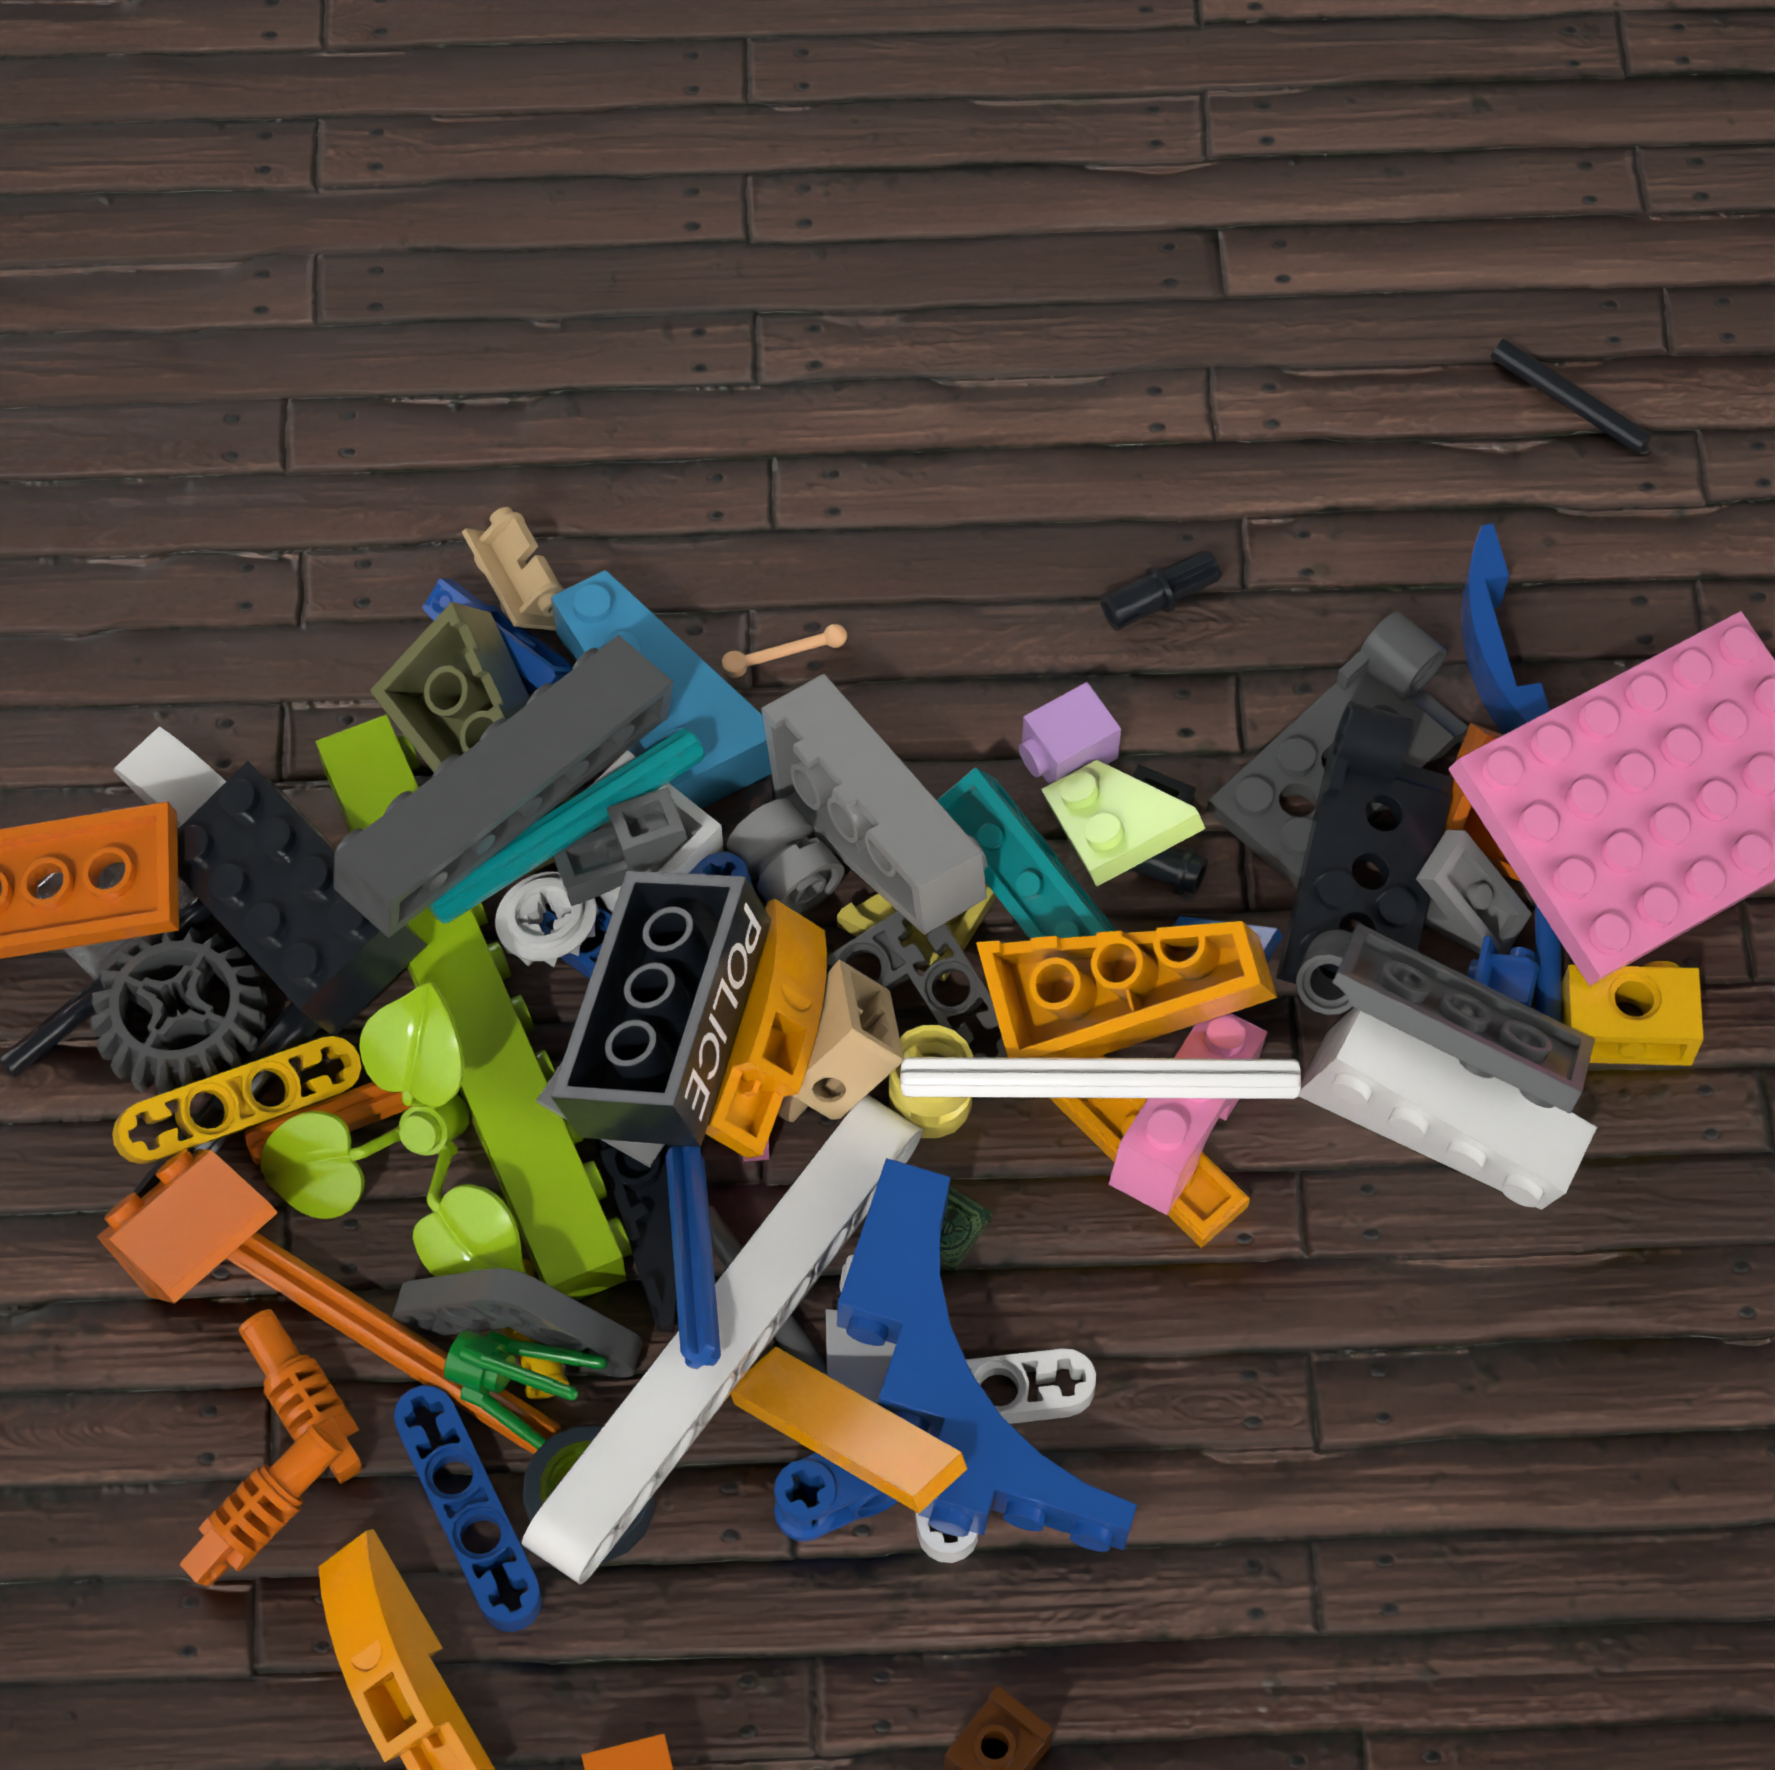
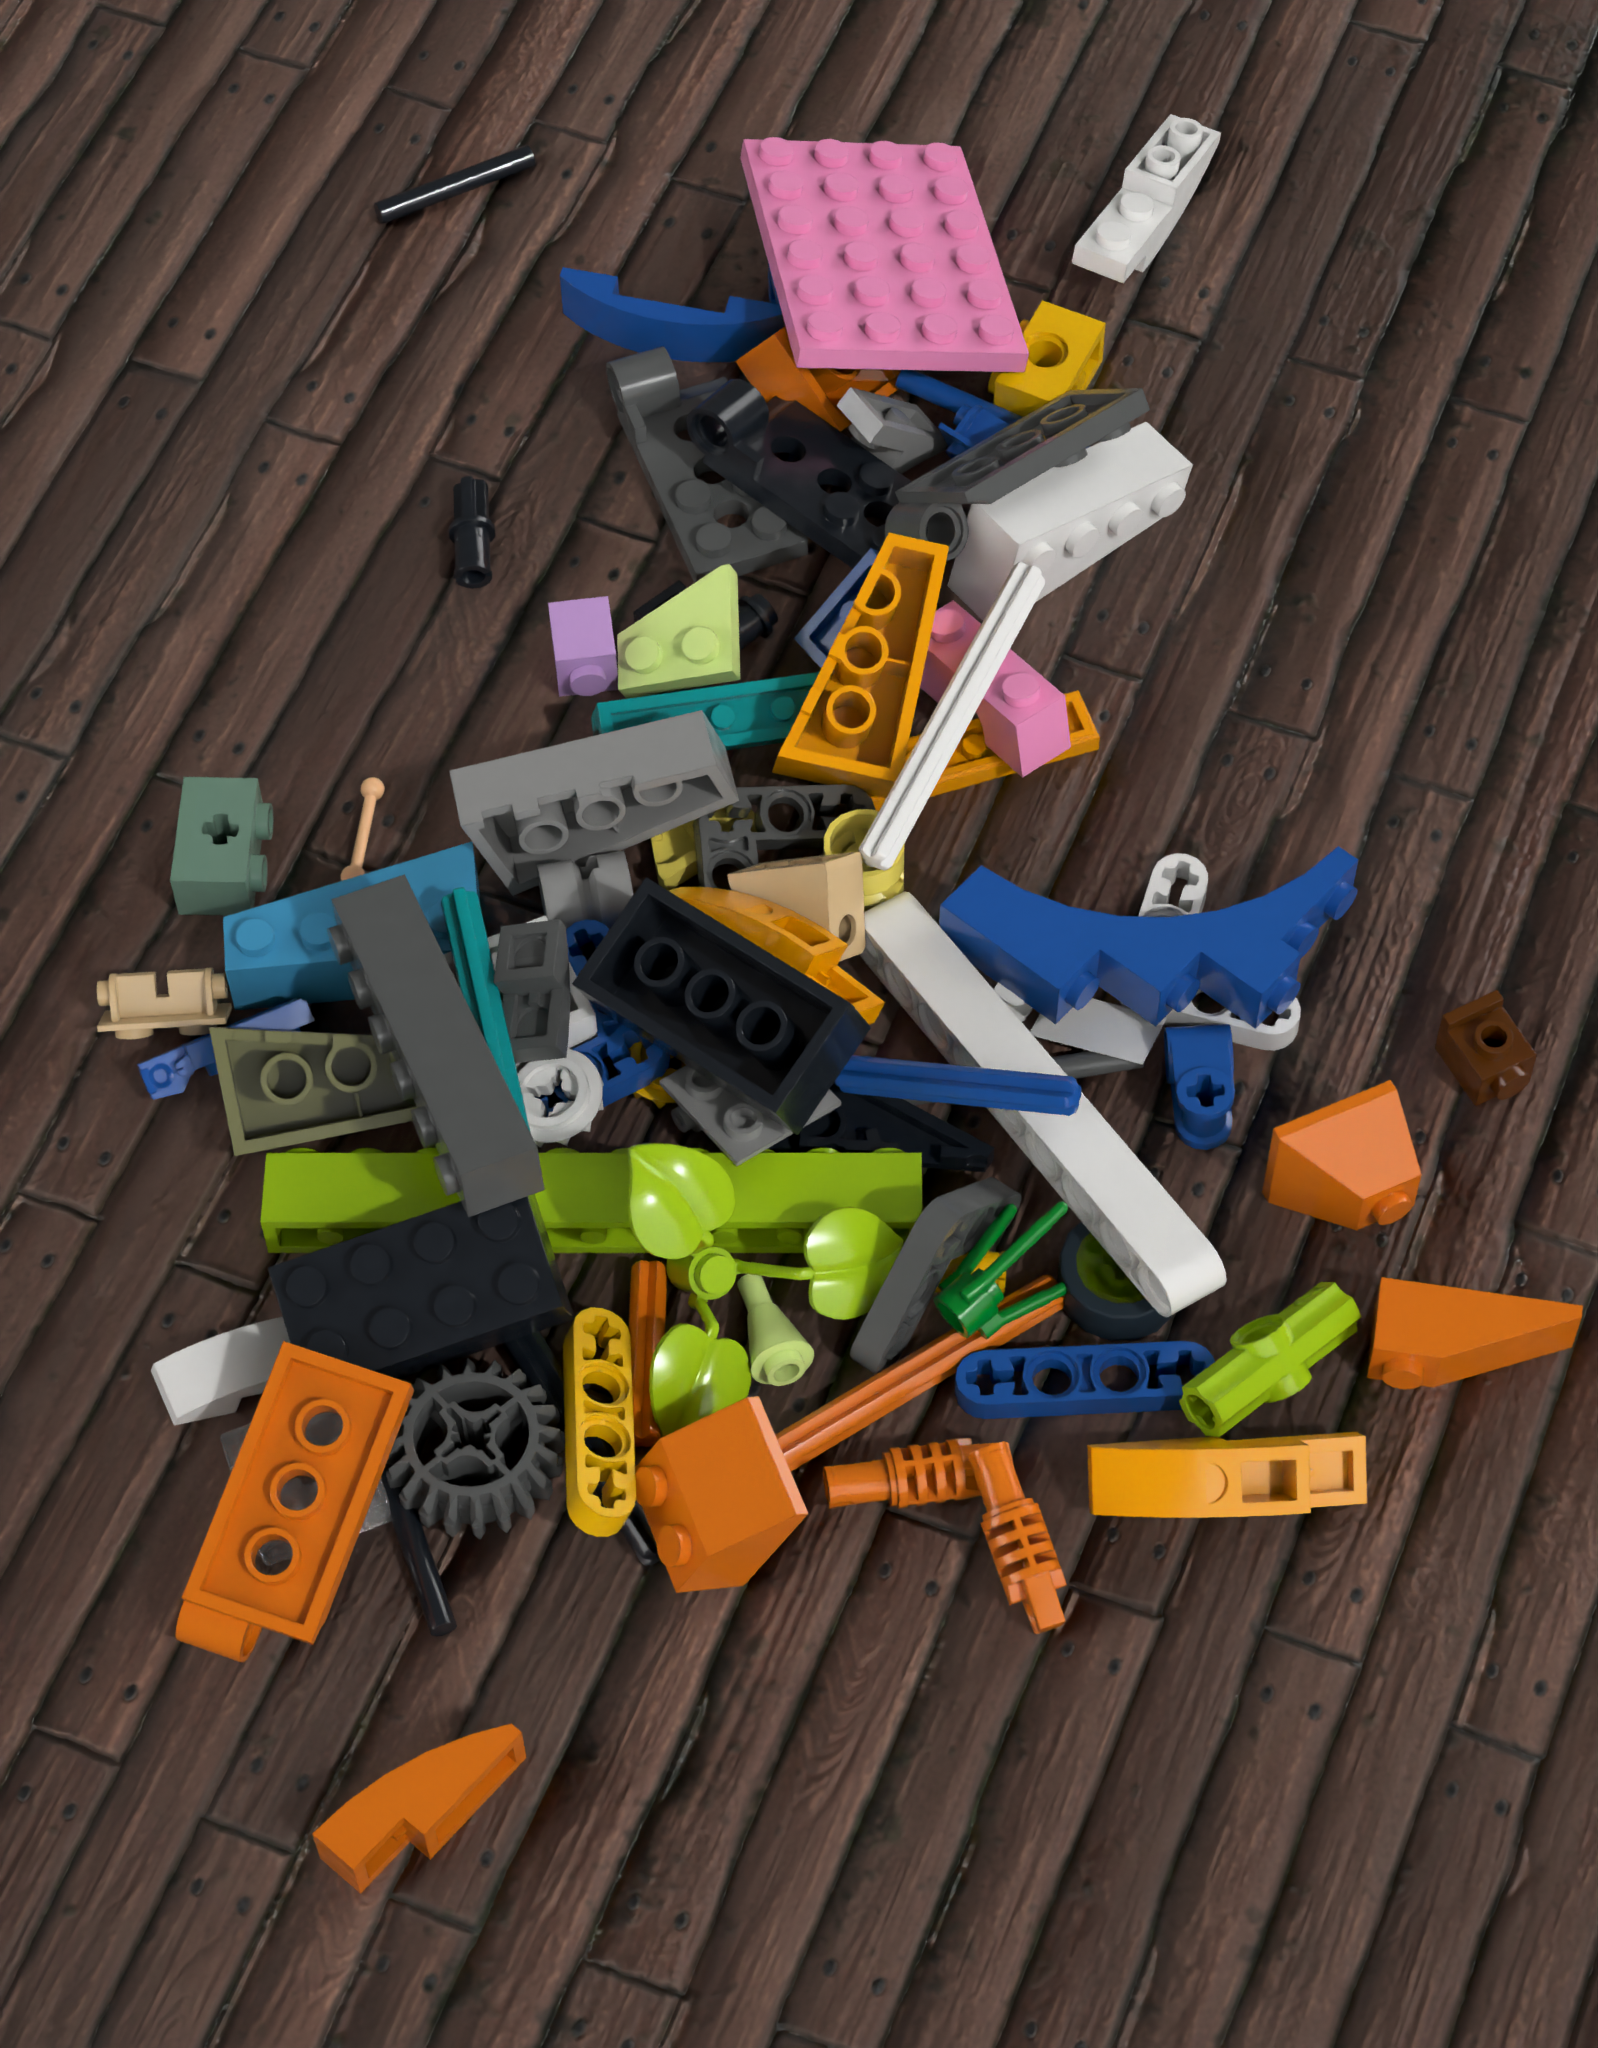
camera: 65 degrees left, 5 degrees down
(388, 1218) = (775, 1346): none -> yellowish green cone
(543, 1665) = (1269, 1359): none -> lime piece
(703, 539) = (219, 845): none -> sand green brick
(792, 1660) = (1346, 1161): none -> orange slope
(848, 1429) = (1180, 1026): light orange tile -> none

